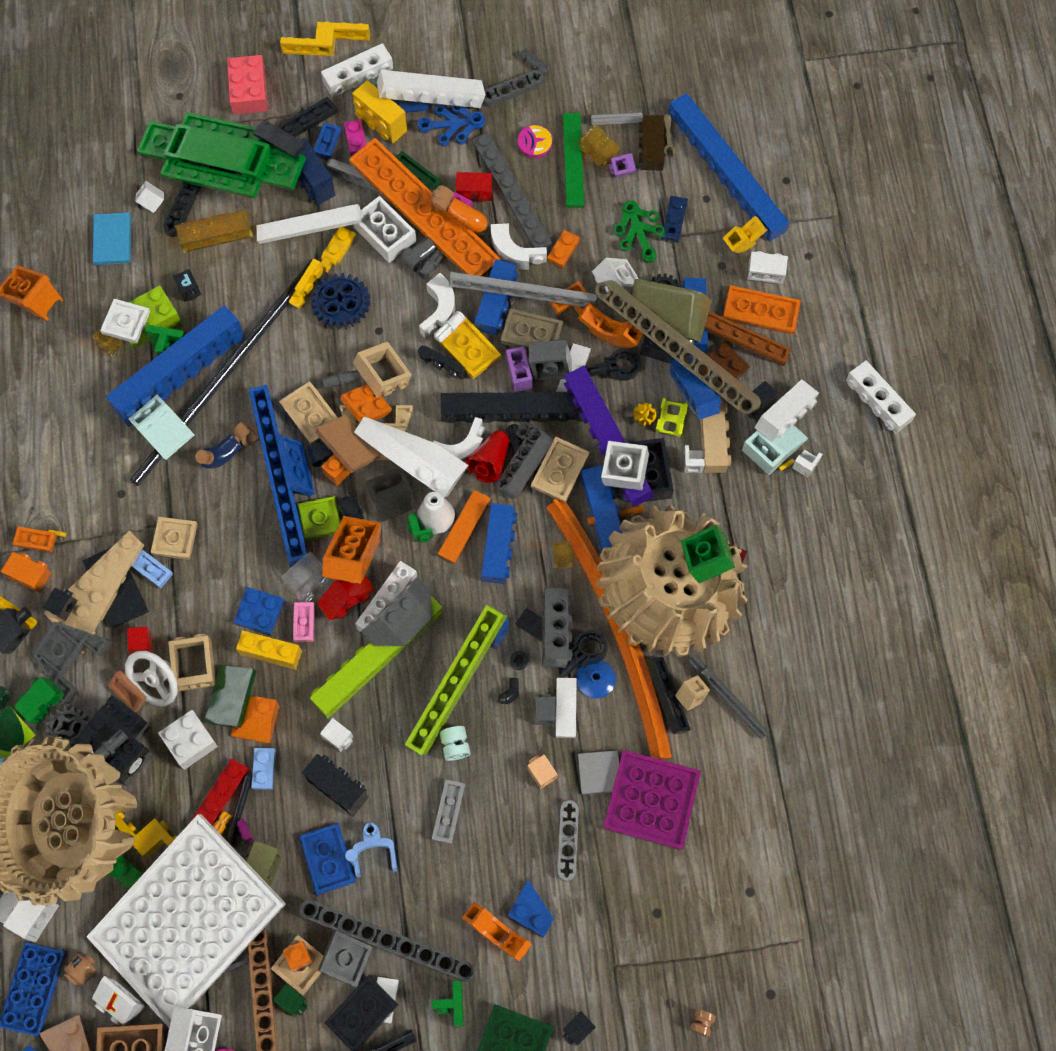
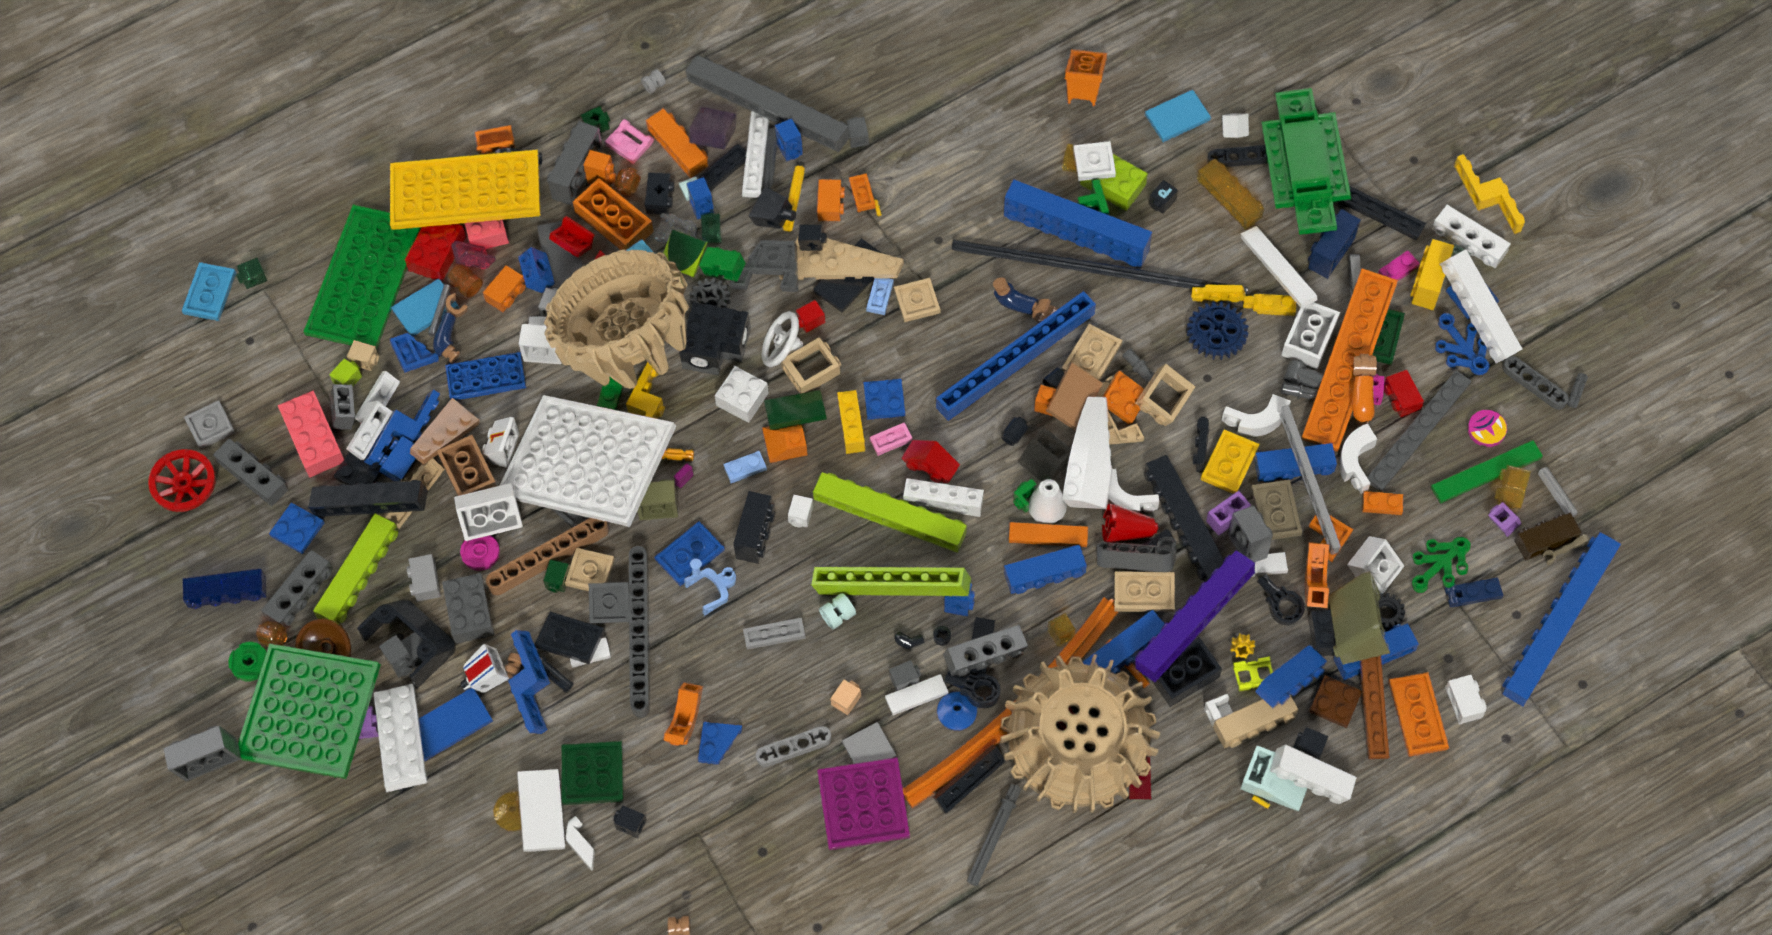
camera: 70 degrees right, 5 degrees down
(79, 969) = (514, 402): medium nougat head -> none
(111, 744) = (701, 329): dark grey pin -> none
(127, 691) = (762, 328): nougat tile -> none
(161, 427) = (1012, 238): light aqua slope -> none
(222, 791) = (706, 443): red plate -> none
(239, 809) = (695, 464): black piece -> none
(247, 84) = (1398, 150): coral brick -> none
(279, 139) = (1341, 197): black tile -> none
(295, 465) = (1031, 363): blue tile -> none
(298, 956) = (593, 561): orange brick -> none
(305, 578) = (929, 419): clear brick -> none
(319, 517) = (995, 409): lime tile -> none
(327, 140) = (1379, 245): blue plate -> none
(351, 549) = (971, 442): orange brick -> none
(401, 617) = (930, 513): dark grey wedge -> none
(445, 1005) = (606, 707): green bracket -> none
(449, 326) = (1238, 432): white axle -> none
(625, 465) = (1163, 635): white brick -> none
(685, 346) = (1320, 640): dark tan beam -> none
(692, 692) = (980, 798): tan brick -> none
(707, 554) = (1104, 737): green brick -> none
(744, 238) = (1486, 664): yellow brick -> none
(806, 463) = (1272, 819): white panel -> none
(879, 387) = (1397, 838): white brick -> none

